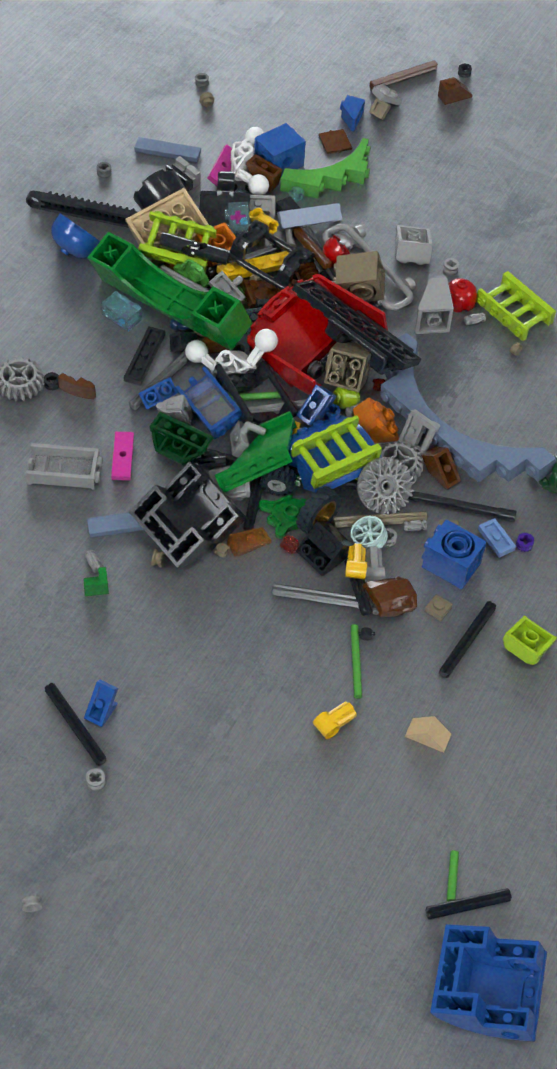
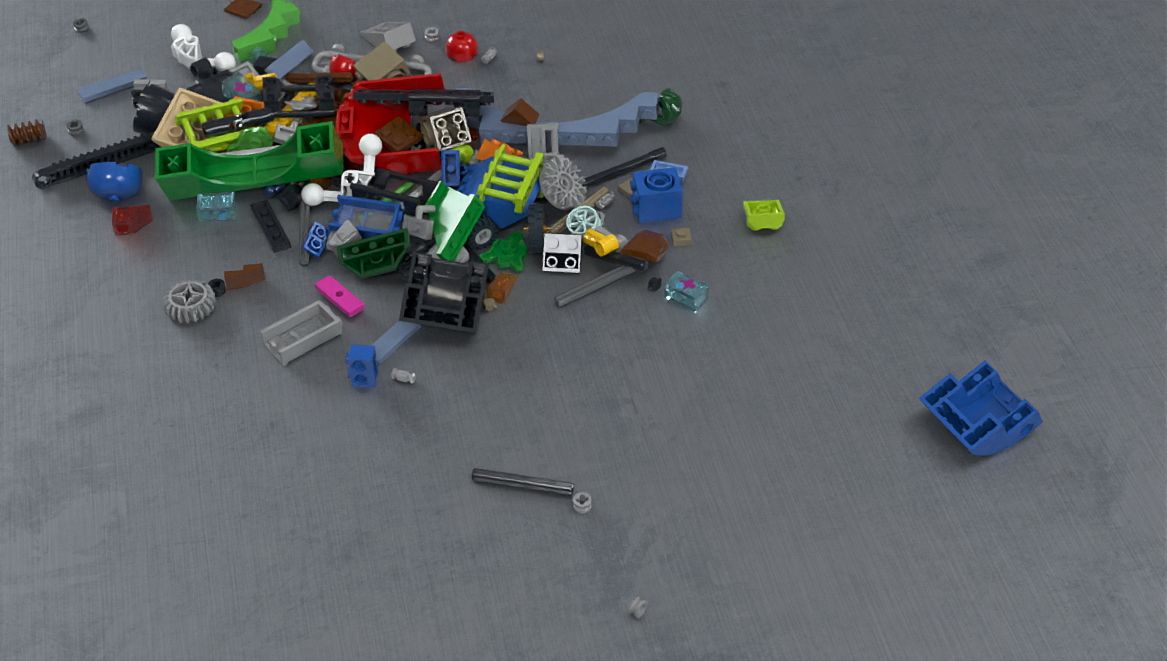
camera: 40 degrees left, 10 degrees down
(54, 278) = (130, 219): none -> clear red slope
(65, 151) = (26, 132): none -> reddish brown piece
(66, 530) = (362, 366): none -> blue brick
(96, 585) = (427, 387): green panel -> none
(101, 703) = (528, 452): blue slope -> none
(157, 558) = (450, 339): dark tan bush -> none
(207, 99) = (103, 34): dark tan plate -> none
(222, 163) = (175, 70): dark pink tile -> none
(261, 166) = (213, 48): reddish brown slope -> none
(268, 264) = (306, 103): none -> light grey plate
(281, 147) = (214, 30): blue brick -> none
(289, 544) = (535, 263): clear red bush -> none
(309, 345) = (398, 135): none -> reddish brown plate
(330, 722) = (699, 347): yellow piece -> none
(356, 661) = (667, 304): bright green piece -> none
(381, 662) = (686, 291): none -> clear light blue brick
(423, 396) = (520, 114): none -> reddish brown slope
(429, 732) = (766, 309): tan slope -> none
(435, 308) = (458, 60): light grey slope -> none
(441, 466) = (580, 153): reddish brown slope -> none
(452, 877) = (882, 377): bright green piece -> none
(467, 639) = (723, 241): black axle -> none
(468, 903) = (910, 385): black axle -> none
(519, 293) = (511, 21): lime fence -> none
(520, 544) = (690, 161): dark purple bush -> none

